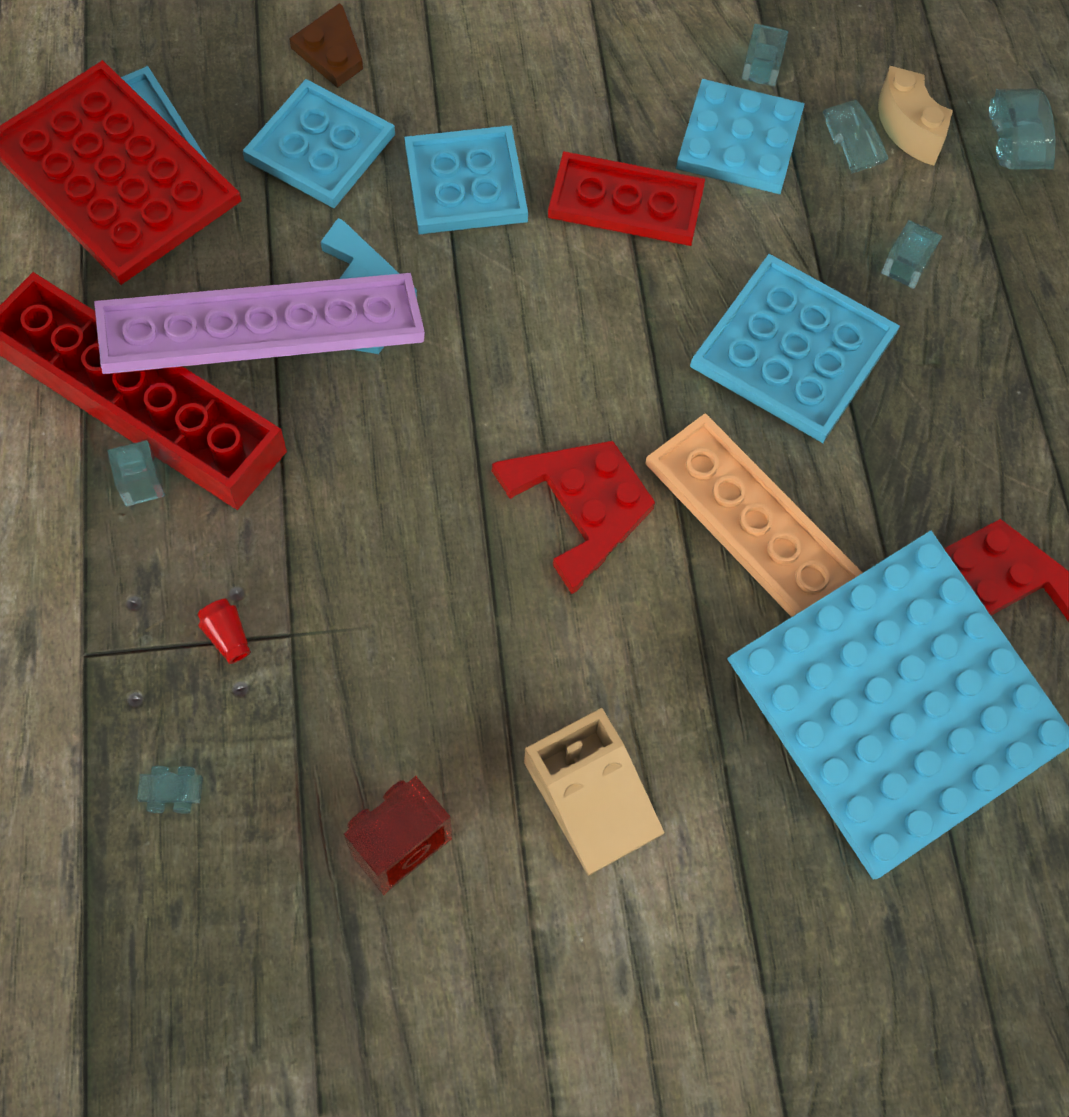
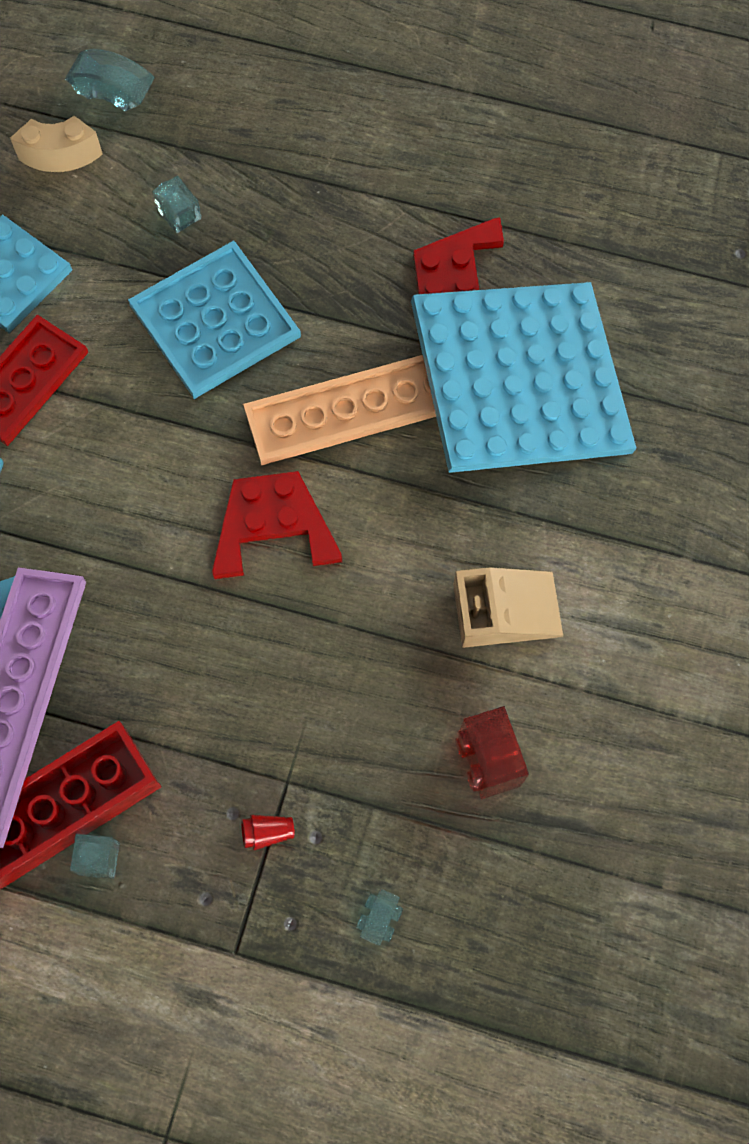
camera: 65 degrees left, 5 degrees up
(856, 133) = (46, 191): clear light blue slope -> none

